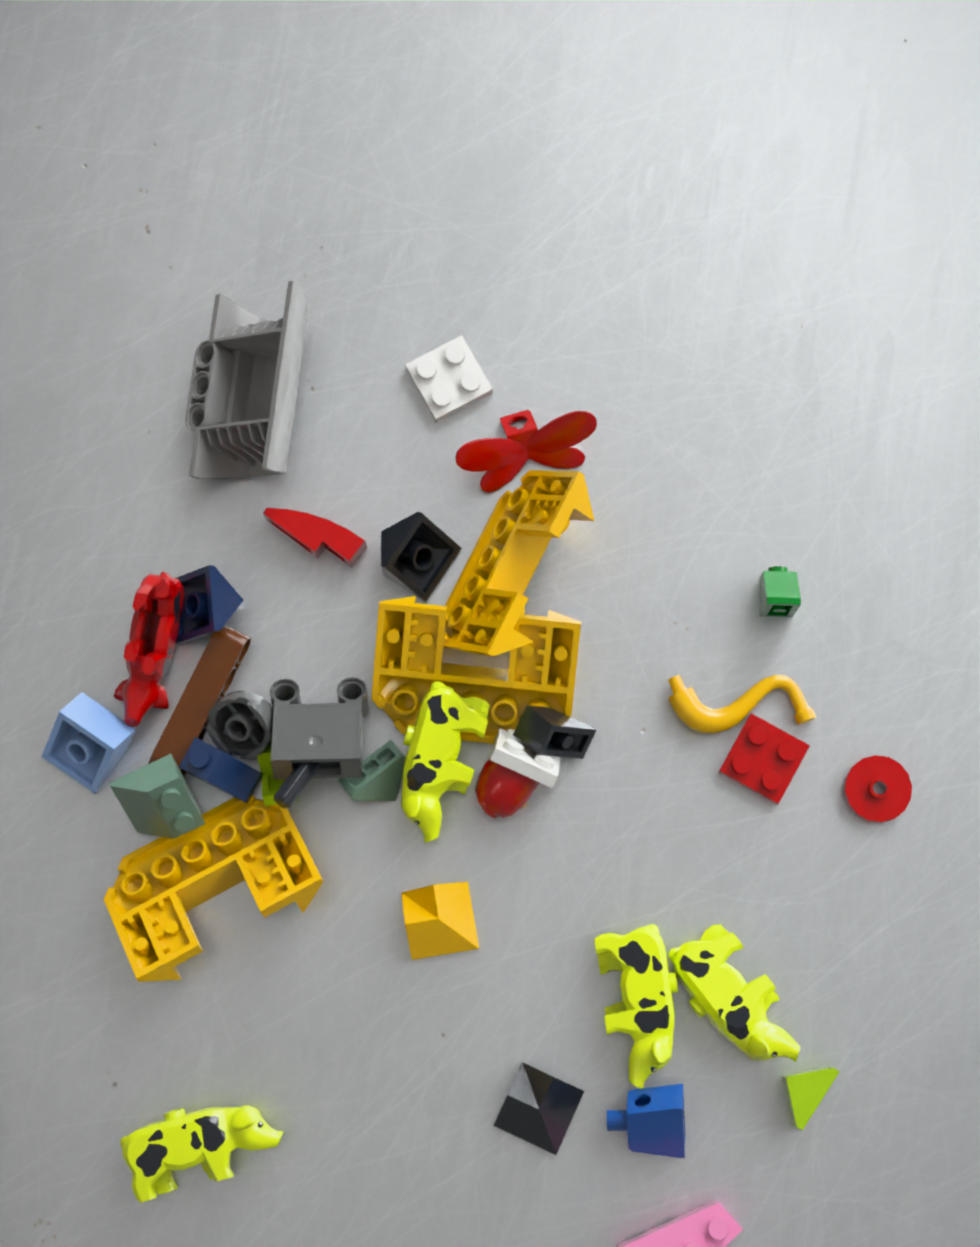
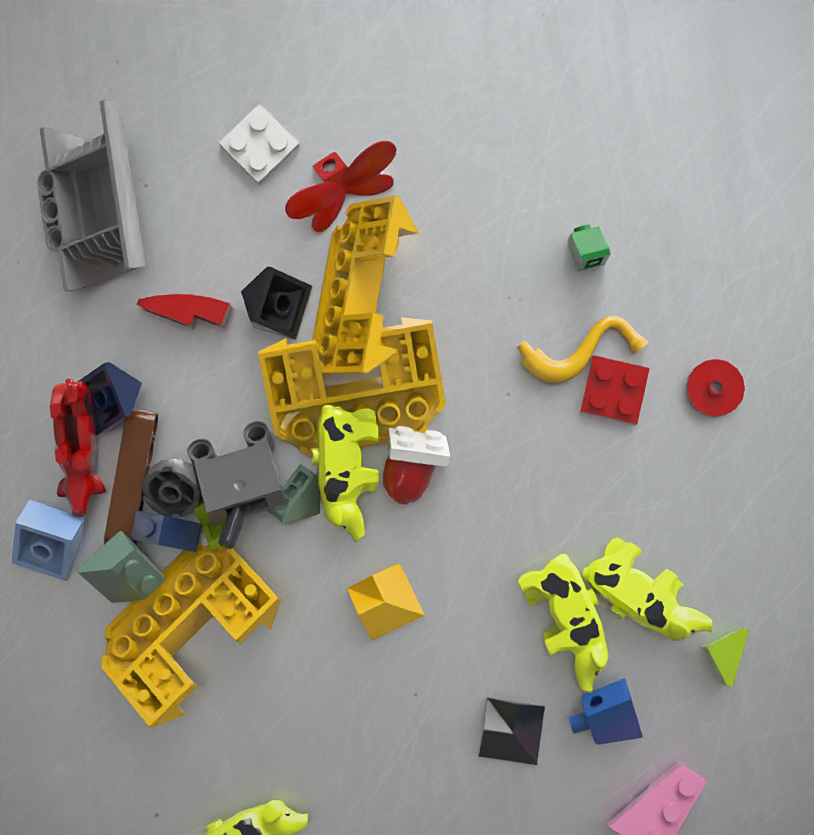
camera: 15 degrees left, 5 degrees up
(553, 733) = (435, 419): black slope -> none

